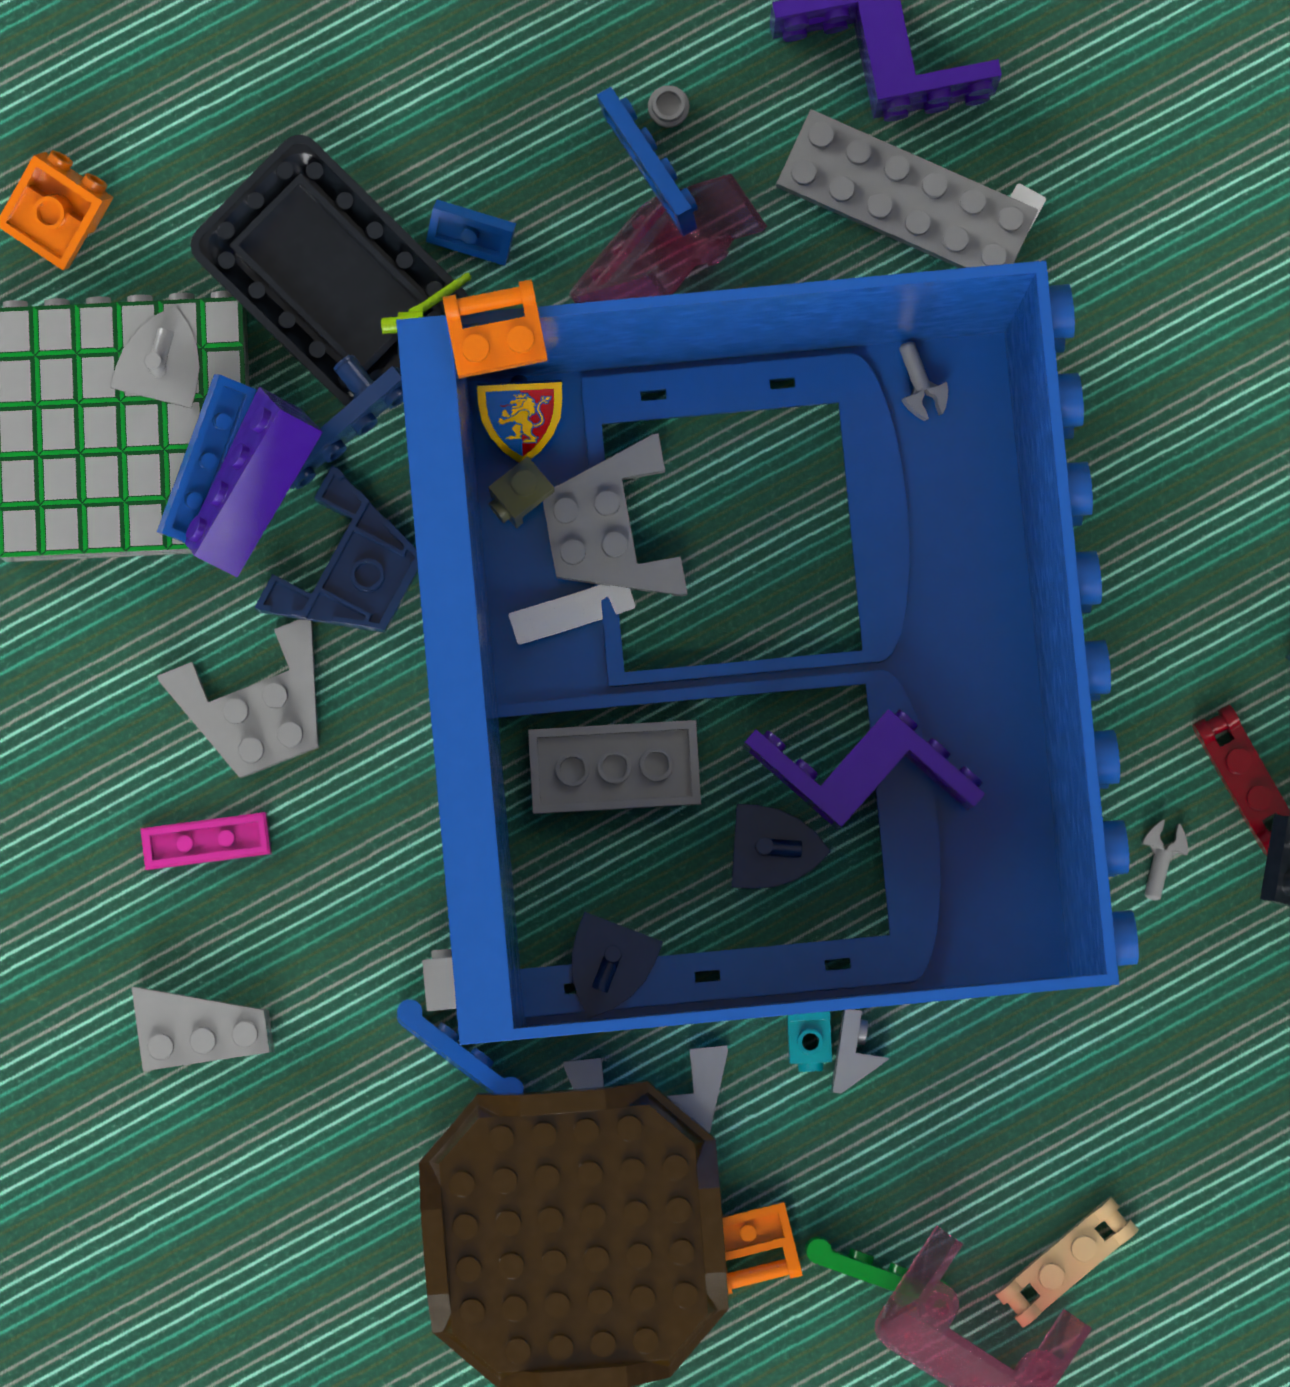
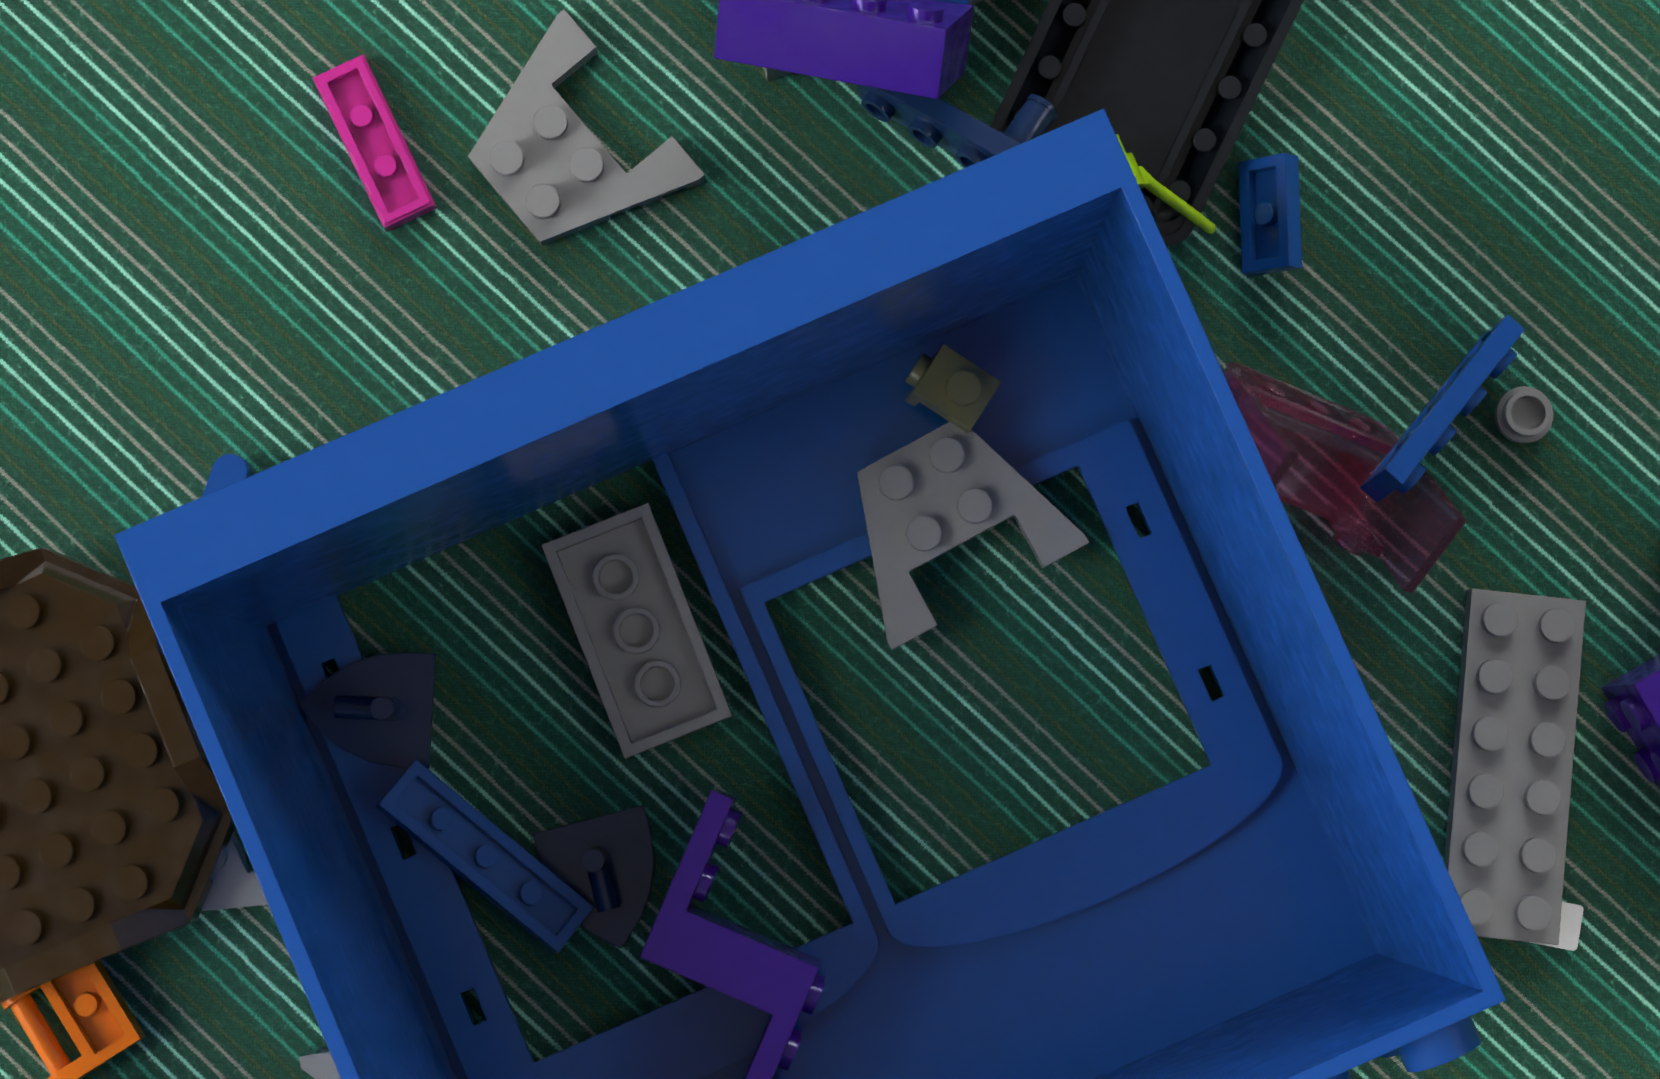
camera: 70 degrees right, 0 degrees up
(196, 1030) = (125, 209): light grey wedge -> none
(364, 575) = (761, 211): dark blue wing -> none
(499, 343) = (1116, 258): orange plate -> none
(520, 414) = (1053, 353): shield -> none
(568, 612) = (816, 502): white sticker -> none
(737, 921) = (484, 856): none -> blue plate
(921, 384) = (1272, 866): light grey bar -> none

